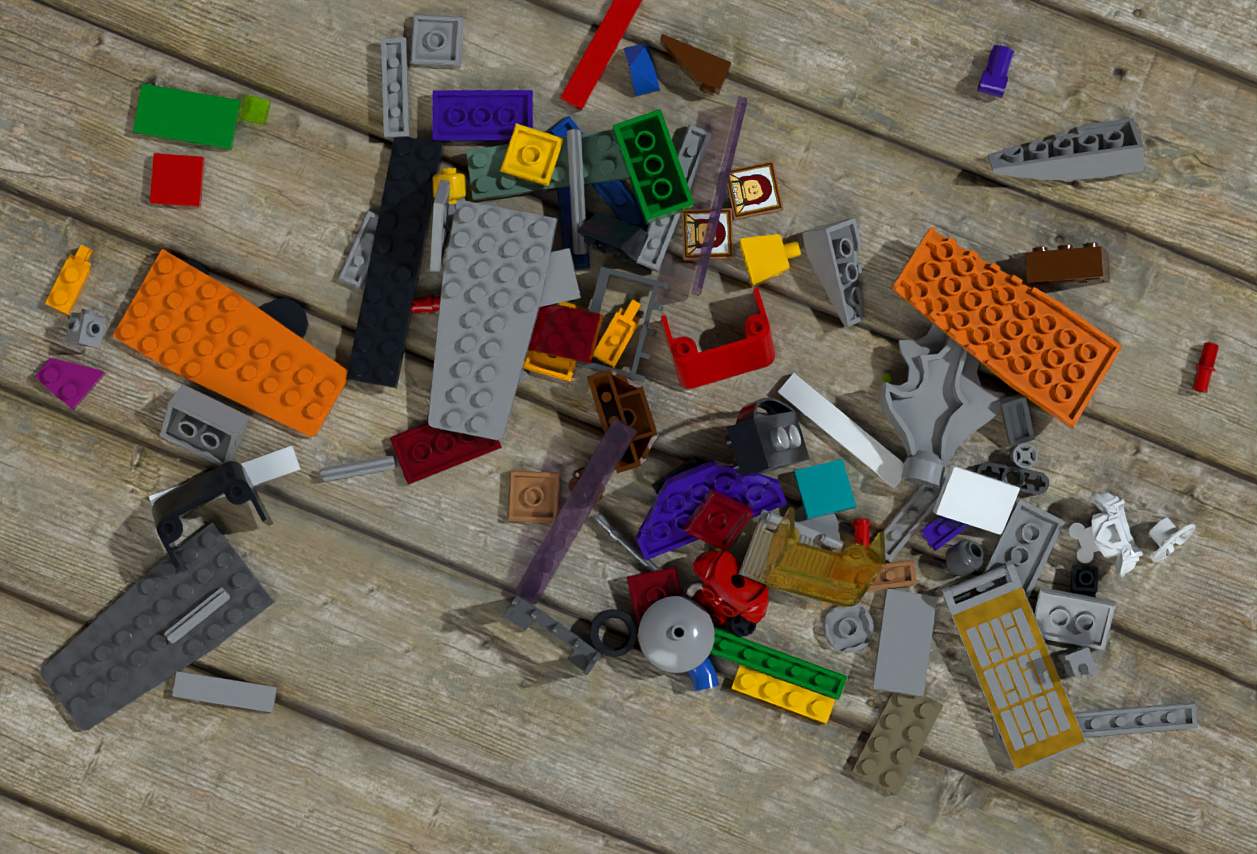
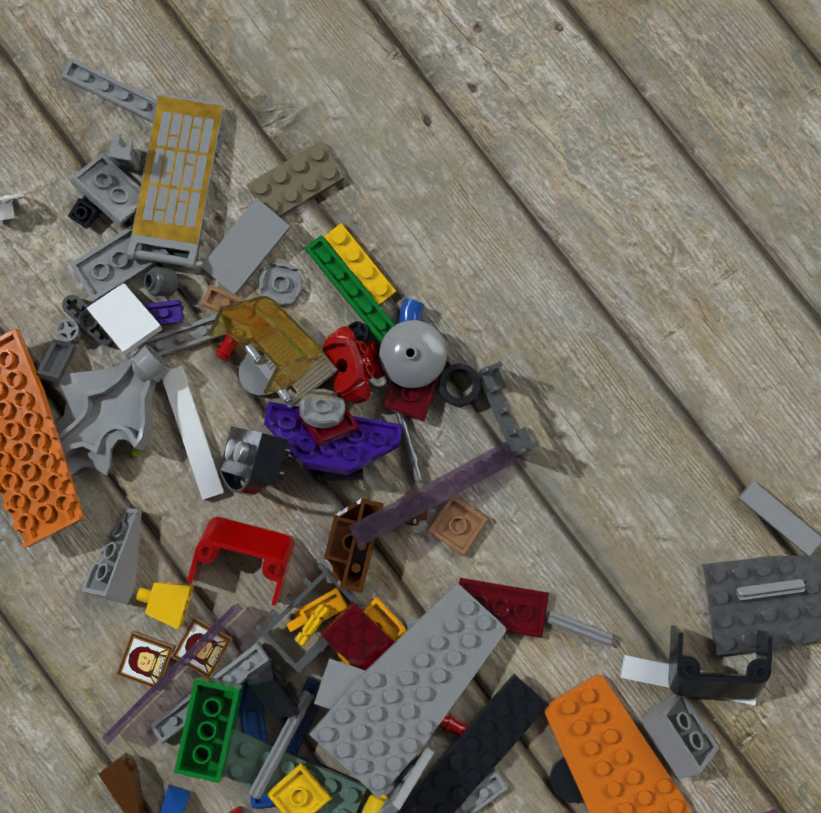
camera: 150 degrees left, 0 degrees up
(615, 318) = (312, 625): none -> yellow axle
(730, 527) = (322, 408): none -> light grey tile
(824, 489) = (234, 396): teal tile -> none
(1107, 534) = (44, 234): white piece -> none

